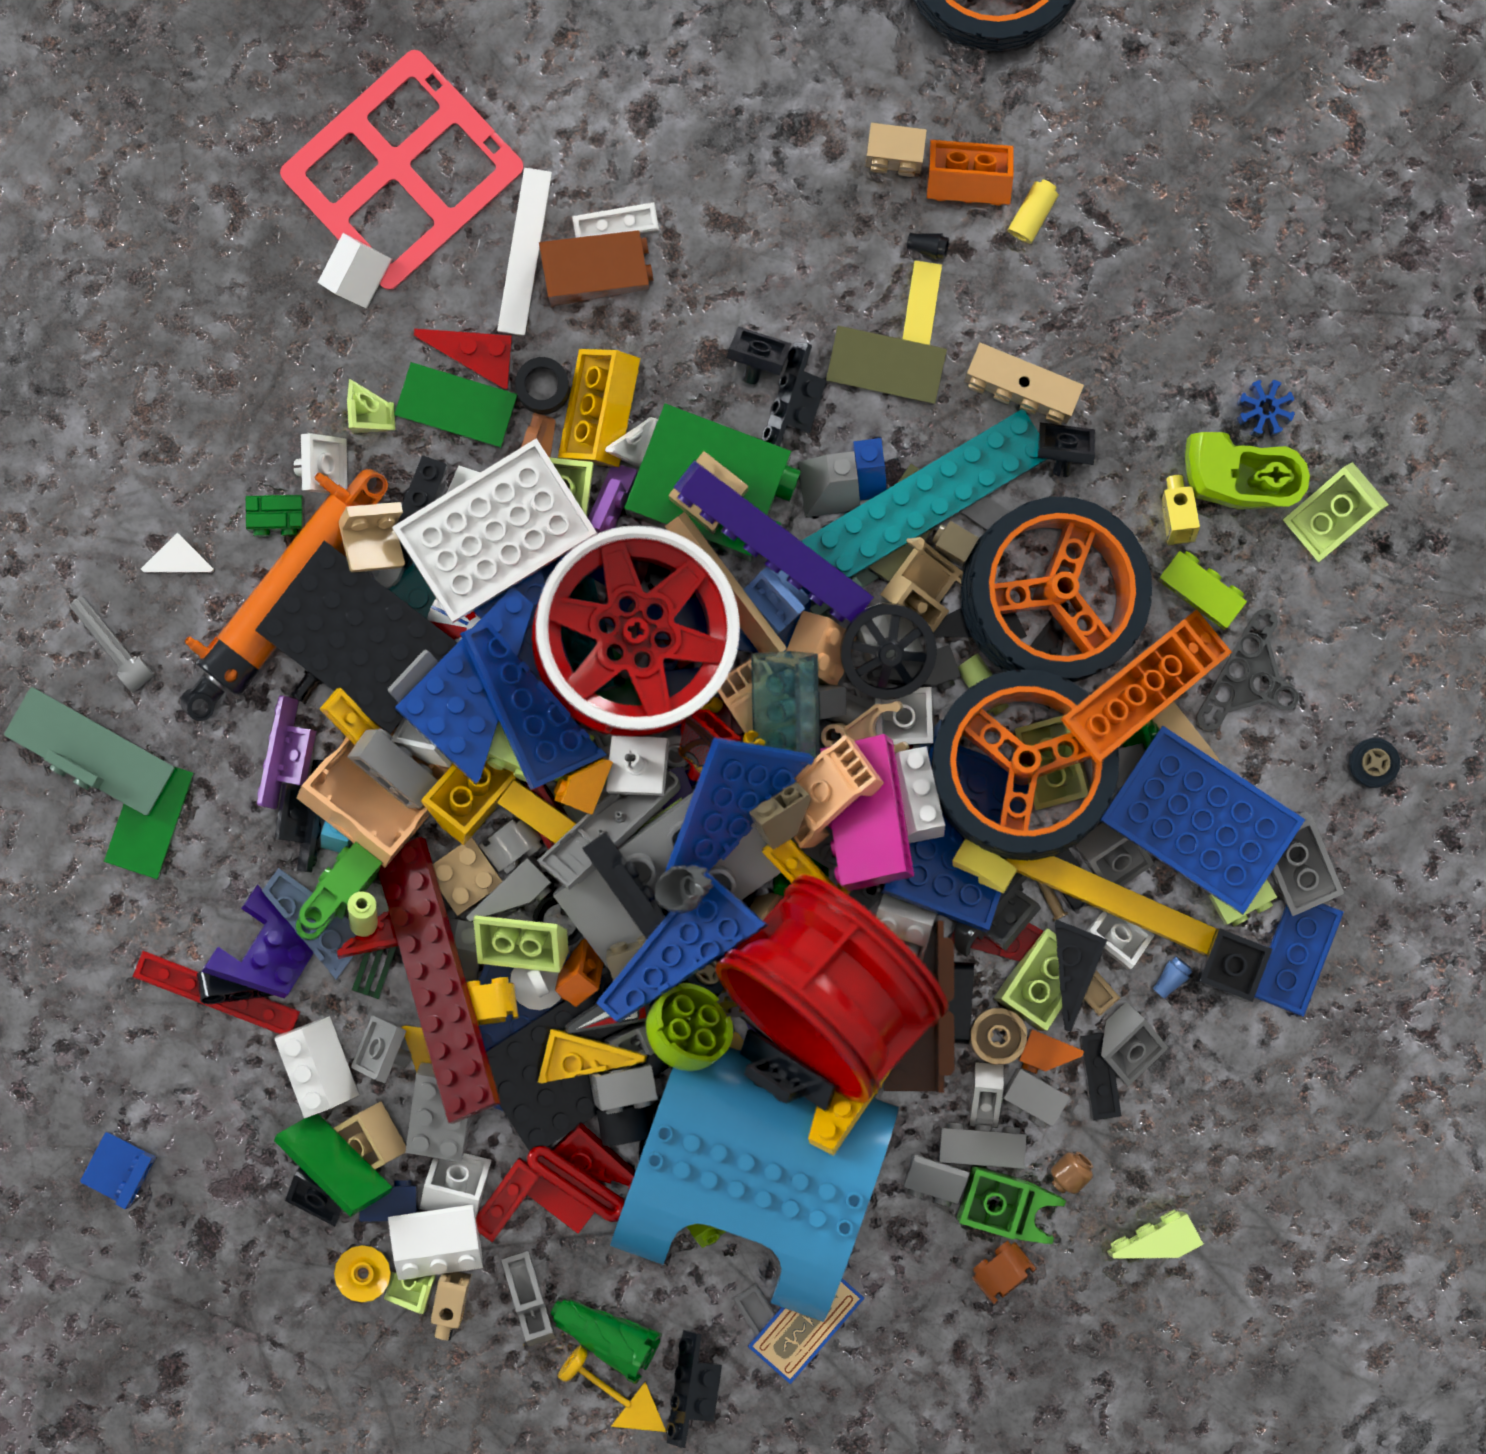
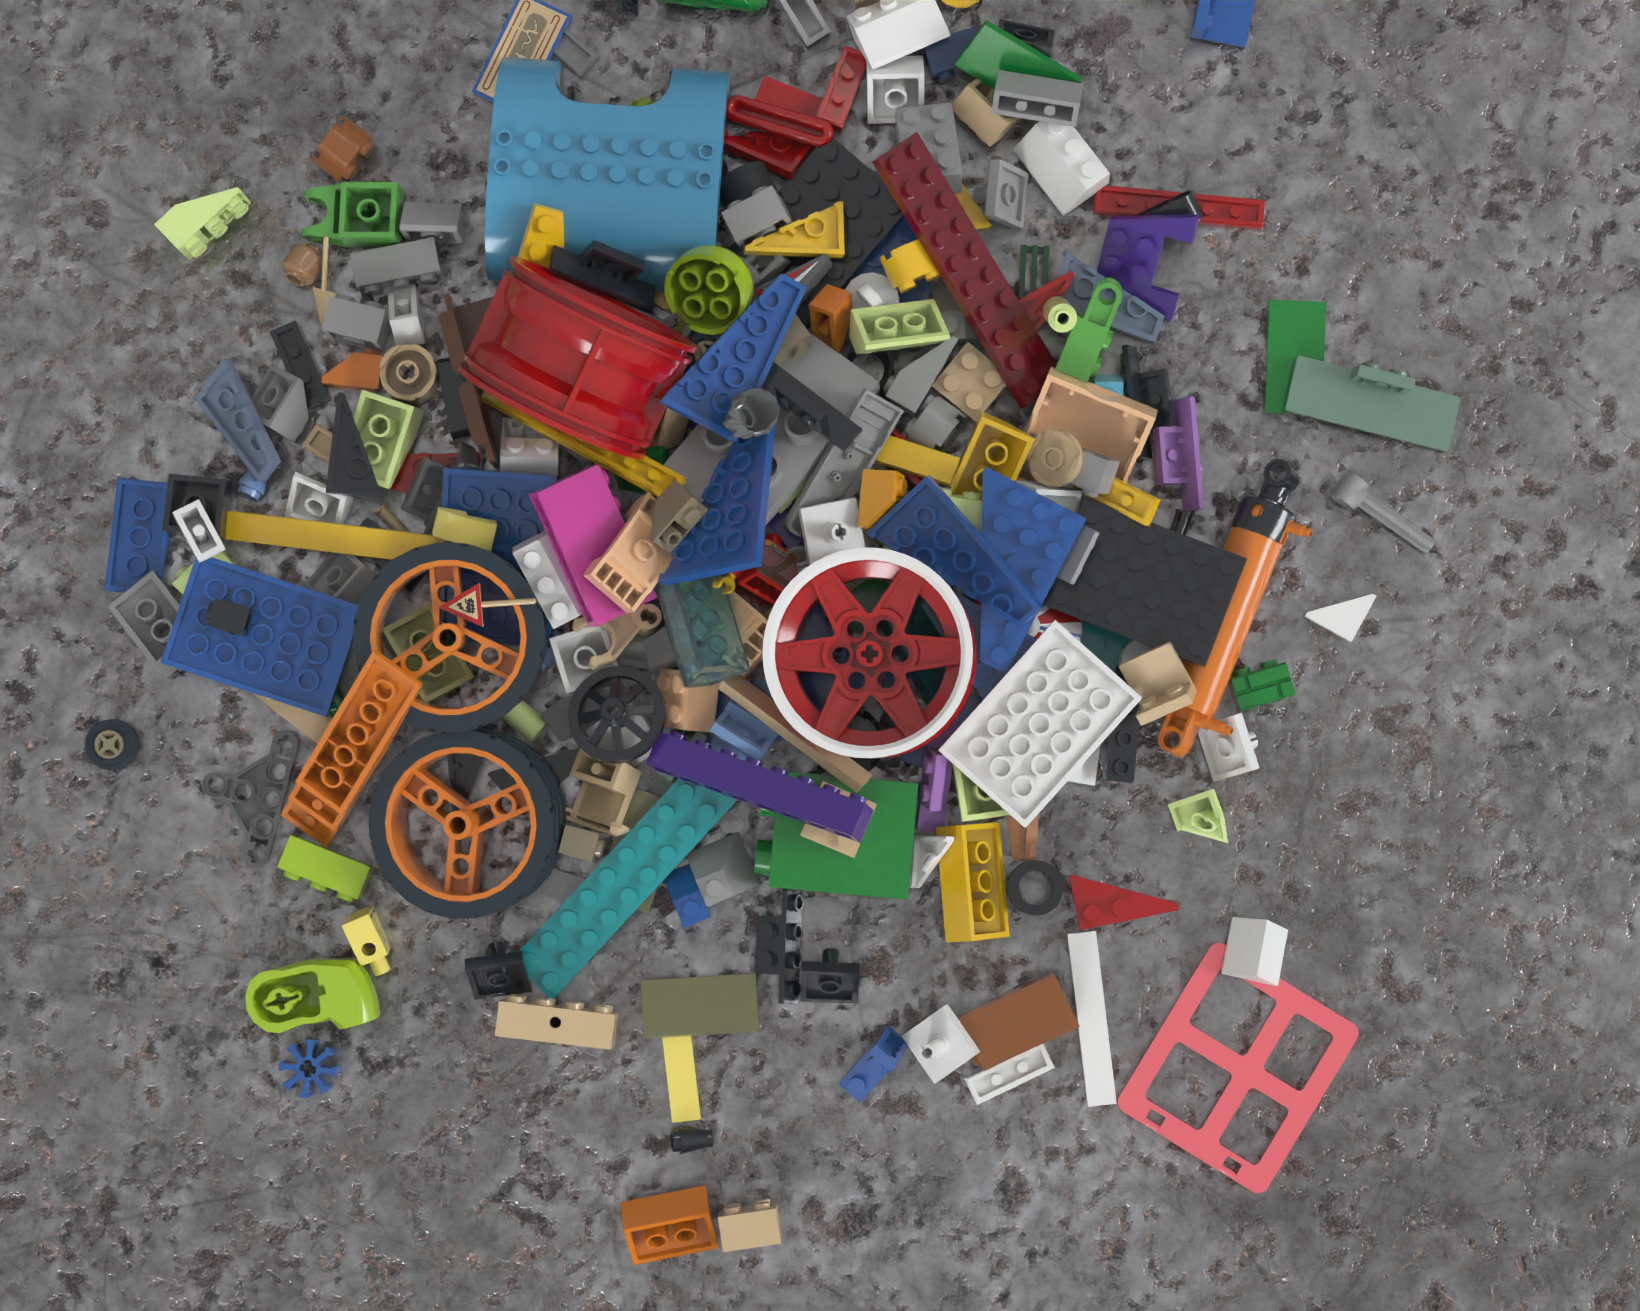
camera: 165 degrees right, 0 degrees up
(322, 1129) = (1037, 98): none -> light grey brick
(401, 770) = (1063, 458): none -> tan tile
(456, 405) = (1115, 845): green tile -> none
(671, 266) = (941, 1043): none -> white tile
(737, 265) = (874, 1064): none -> blue bracket
(997, 785) = (469, 604): none -> piece
(1033, 211) = (594, 1203): light yellow brick -> none
(1061, 1135) = (322, 294): none -> tan piece
(1175, 1042) = (236, 418): none -> sand blue wing
(1228, 842) = (229, 616): none -> black brick
(1236, 931) = (198, 531): none -> white slope
(1335, 511) = (213, 983): yellowish green slope -> none

